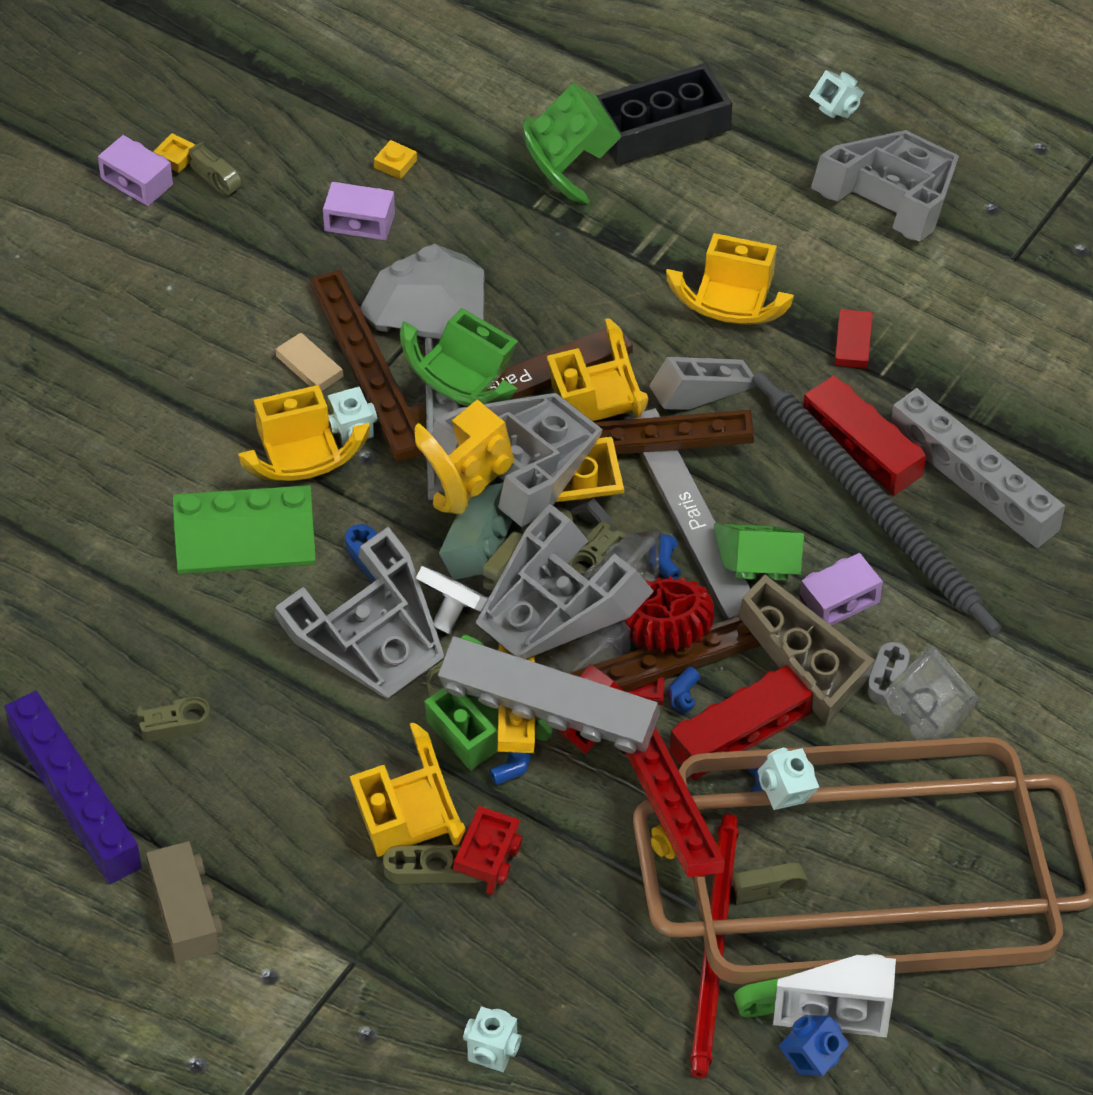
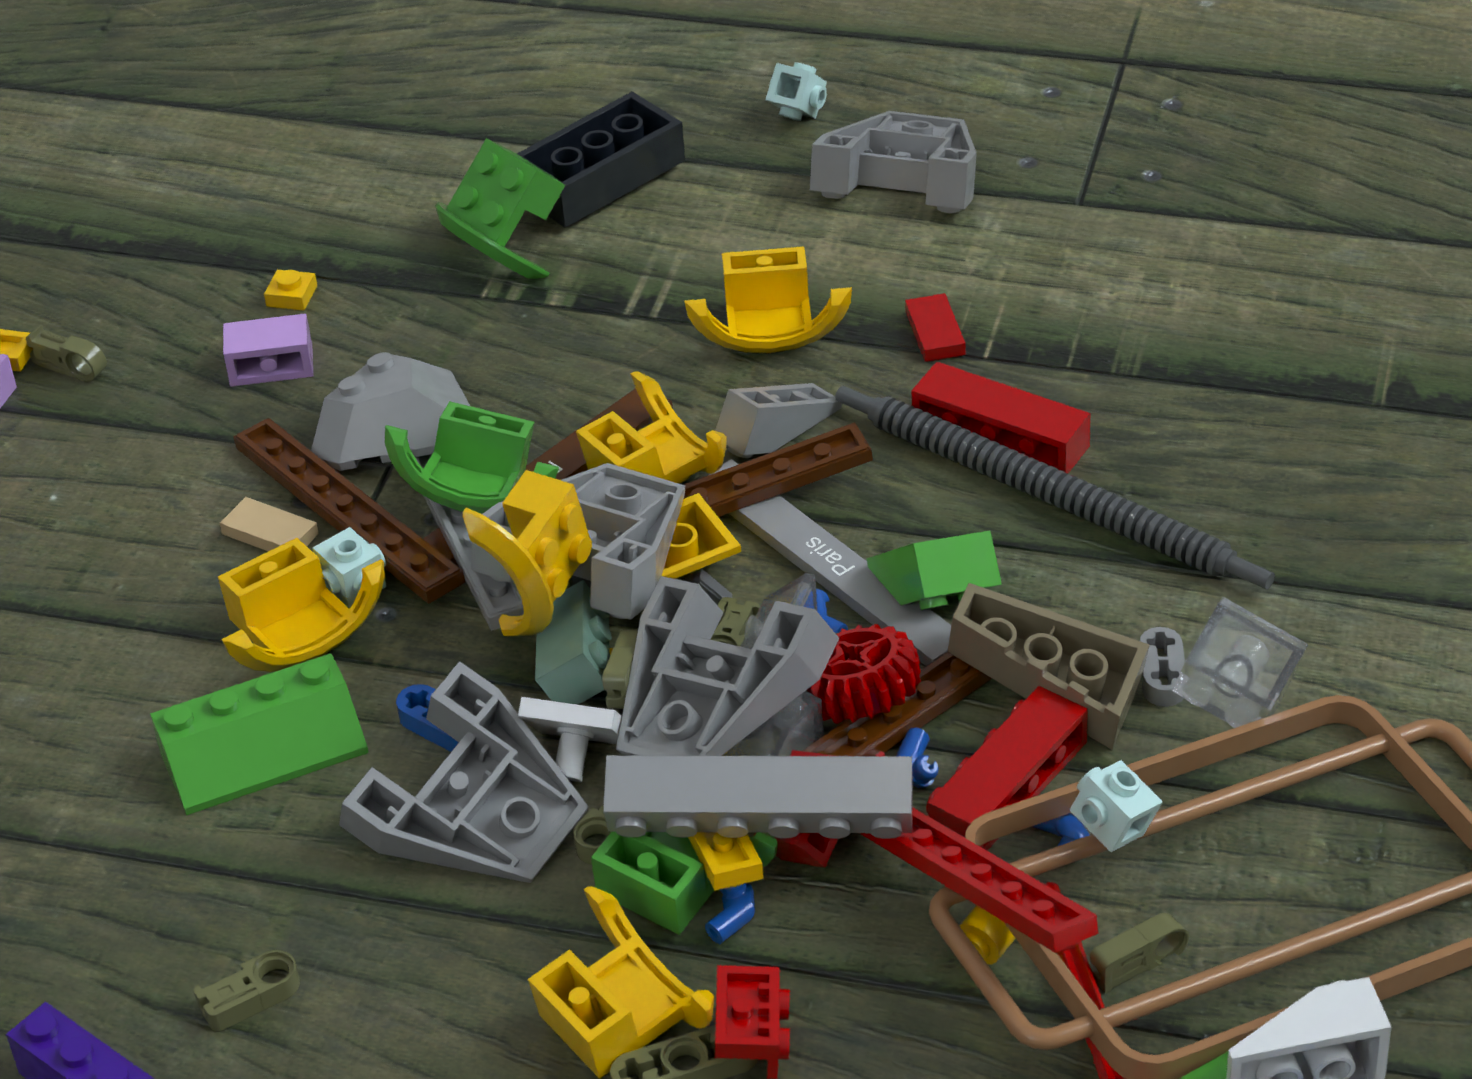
camera: 15 degrees left, 10 degrees down
(842, 589) = (1064, 580): lavender brick -> none
(979, 468) = (1162, 415): light grey brick -> none

